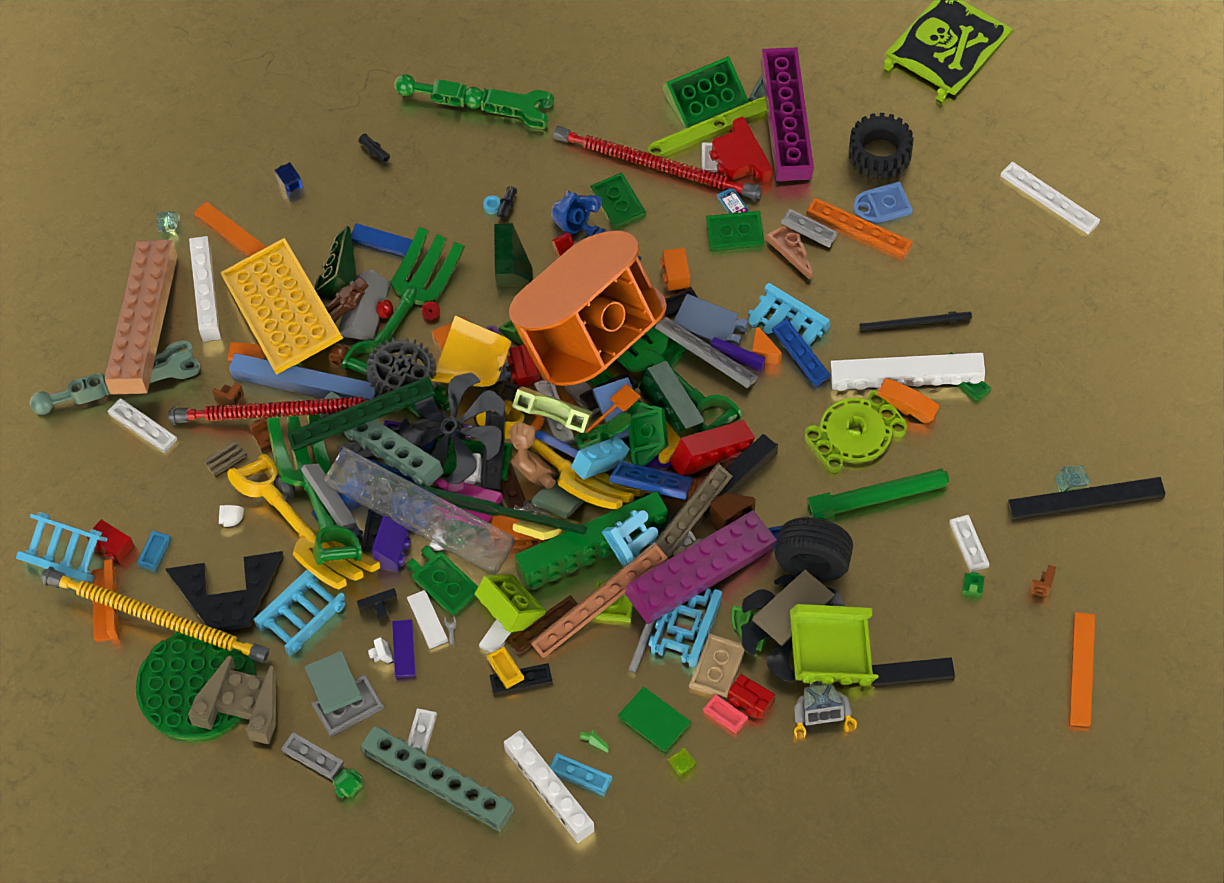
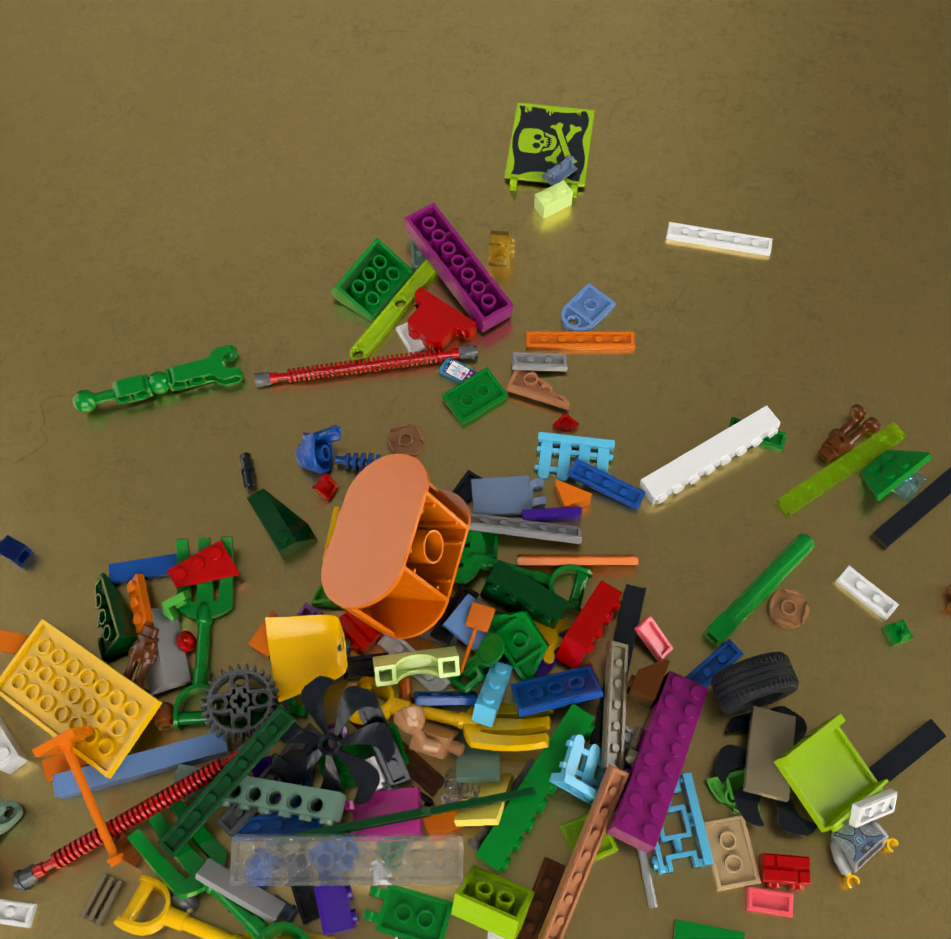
camera: 30 degrees left, 5 degrees up
(229, 395) = (69, 822): dark orange panel -> none
(254, 329) = (64, 743): none -> orange tile
(365, 260) = (139, 602): none -> orange plate
(374, 148) = (86, 478): black pin -> none
(391, 273) = (172, 604): none -> bright green bracket
(430, 310) = (232, 619): red tile -> none
(431, 258) = (205, 566): none -> red wing
(491, 204) = (233, 479): medium azure tile -> none
(618, 200) = (353, 417): green tile -> none
(653, 240) = (405, 439): none -> medium nougat tile
(676, 269) = (445, 459): orange brick -> none
(736, 398) = (577, 559): none -> orange tile
(759, 485) = (653, 638): none -> coral tile
(799, 290) = (565, 423): none -> red tile
(835, 115) = (501, 248): none -> clear yellow brick
(850, 685) = (873, 808): none -> white tile
(851, 444) = (709, 549): lime piece -> none
(886, 129) = (555, 241): black tyre -> none
(891, 522) = (788, 608): none -> medium nougat tile
(908, 400) = (730, 482): orange slope -> none
(915, 93) = (553, 199): none -> yellowish green brick
(937, 71) = (560, 171): none -> sand blue hinge
(952, 317) = (710, 384): black bar -> none
(1020, 439) = (840, 469): none -> clear neon green tile
(1032, 414) = (839, 443): none -> reddish brown piece
(1059, 457) = (892, 469): none -> green wing

